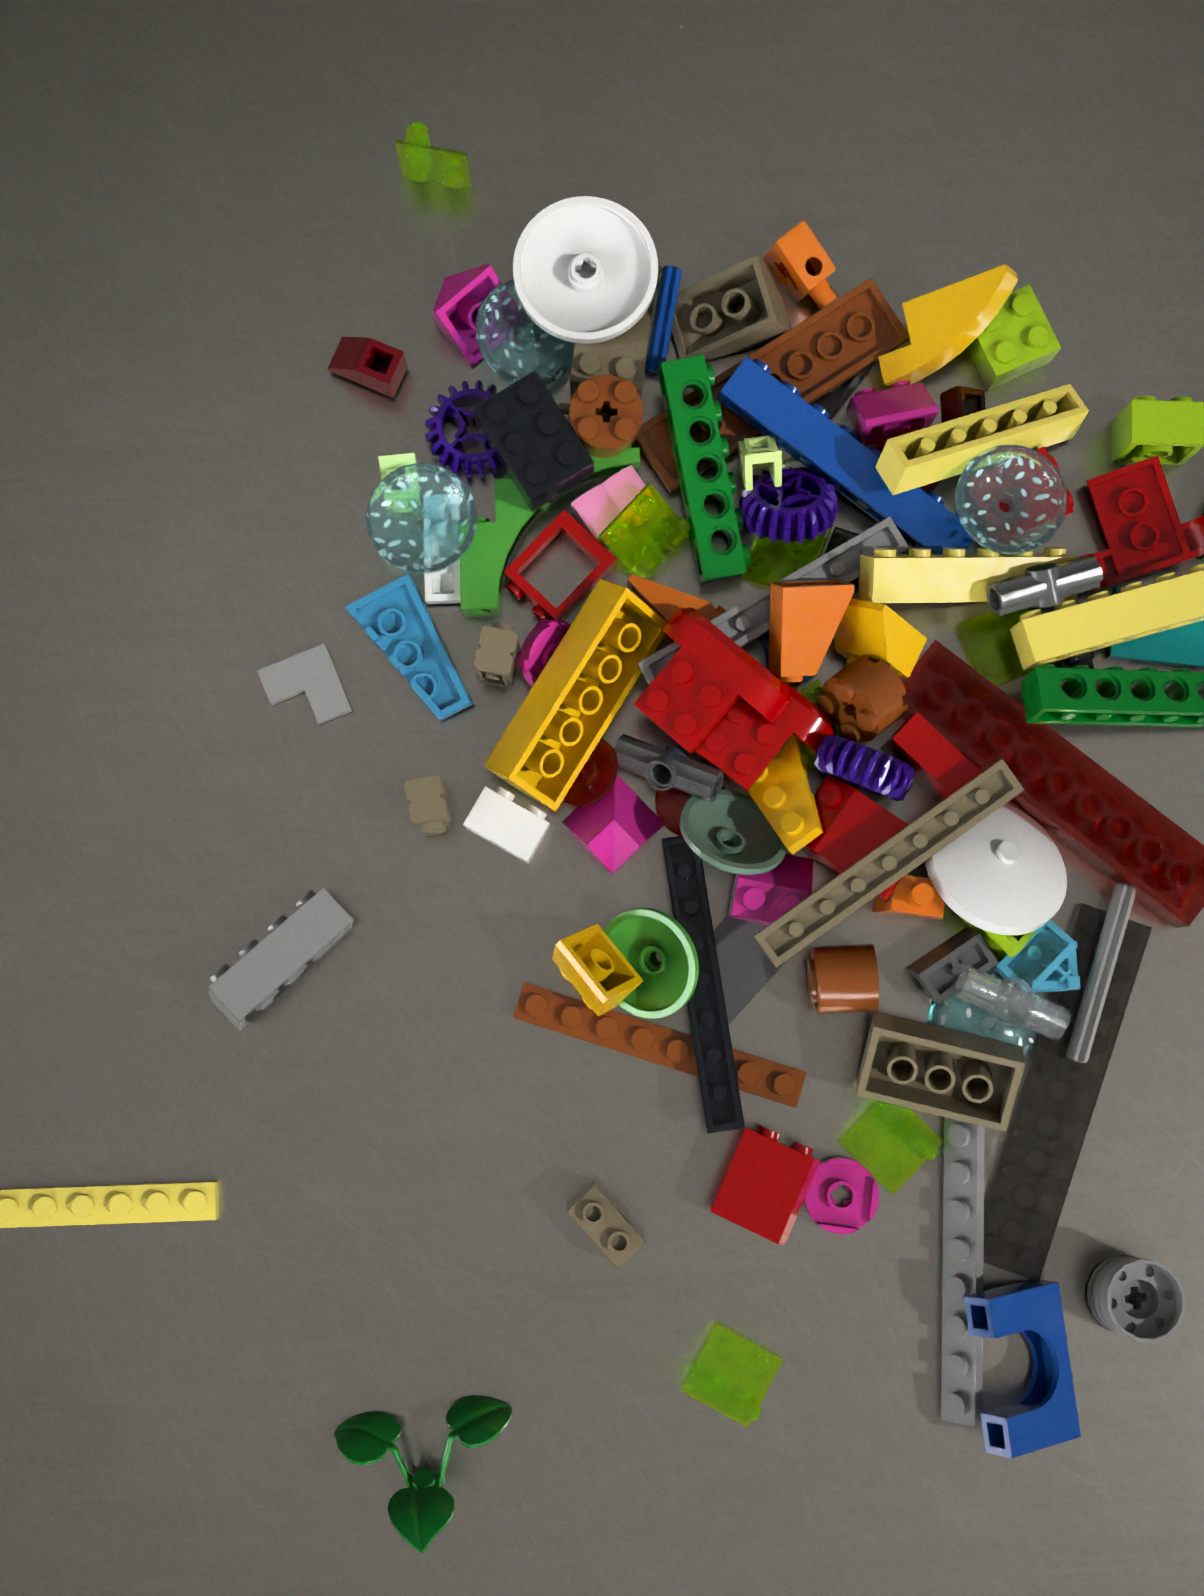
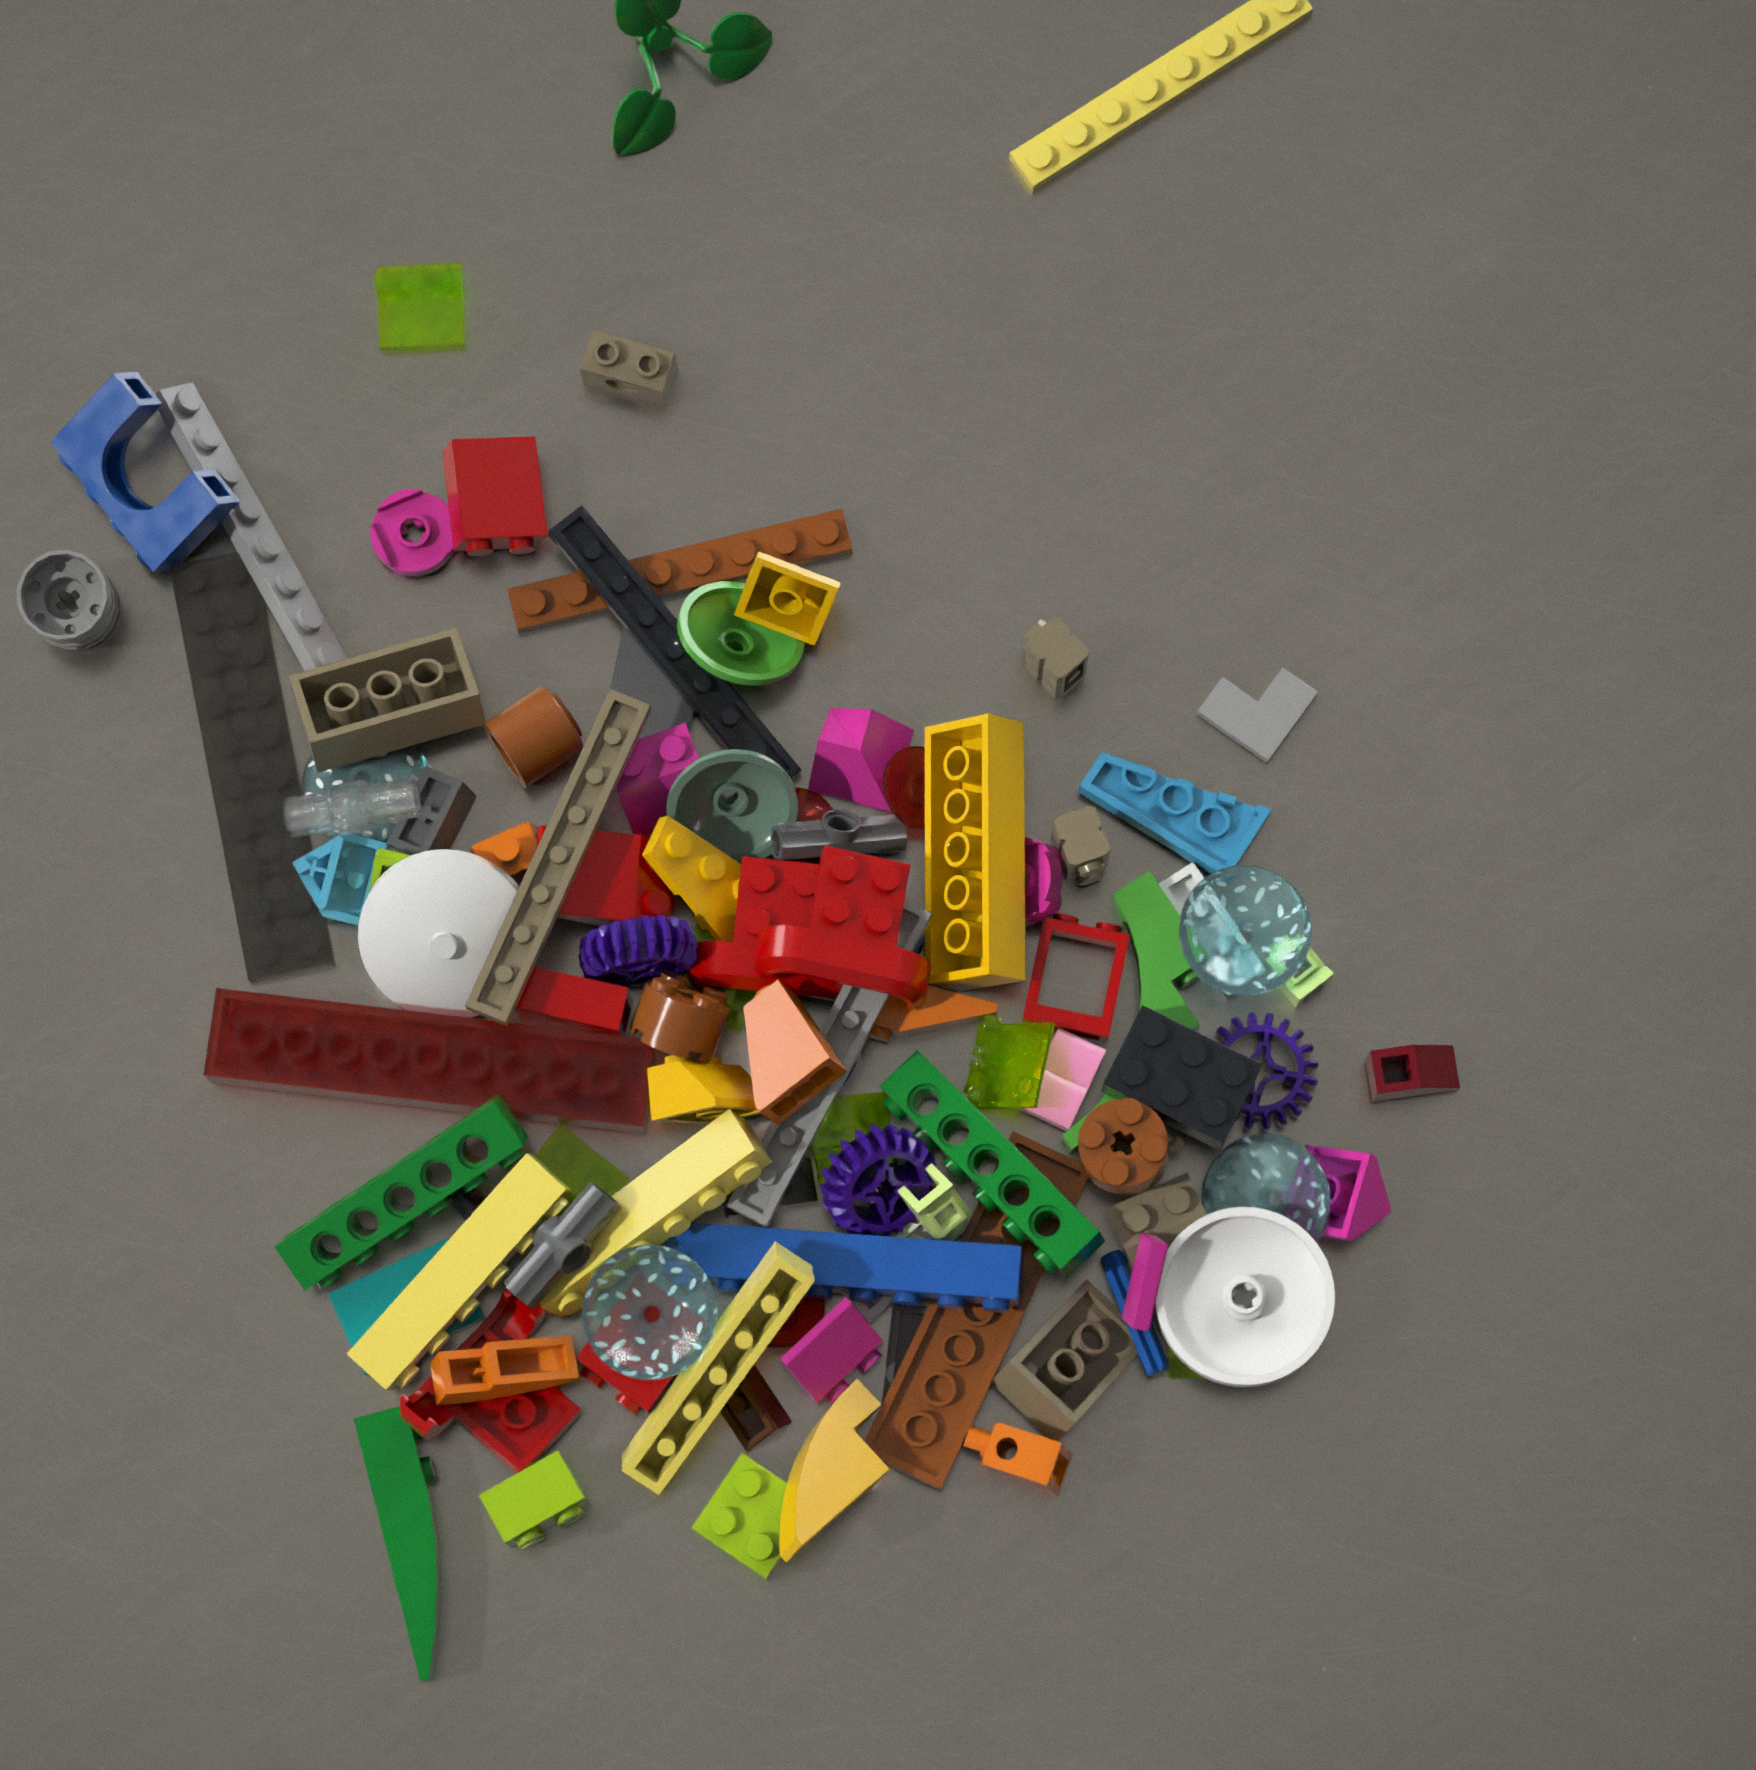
camera: 155 degrees right, 5 degrees down
(278, 957) = (1106, 425): light grey wedge -> none
(425, 162) = (1502, 1322): clear neon green hinge -> none
(507, 824) = (965, 688): white brick -> none
(648, 320) = (1144, 1281): none -> dark pink tile
(891, 1143) = (389, 609): clear neon green hinge -> none
(1101, 973) = (277, 895): light grey axle -> none
(1130, 532) = (503, 1369): none -> orange slope

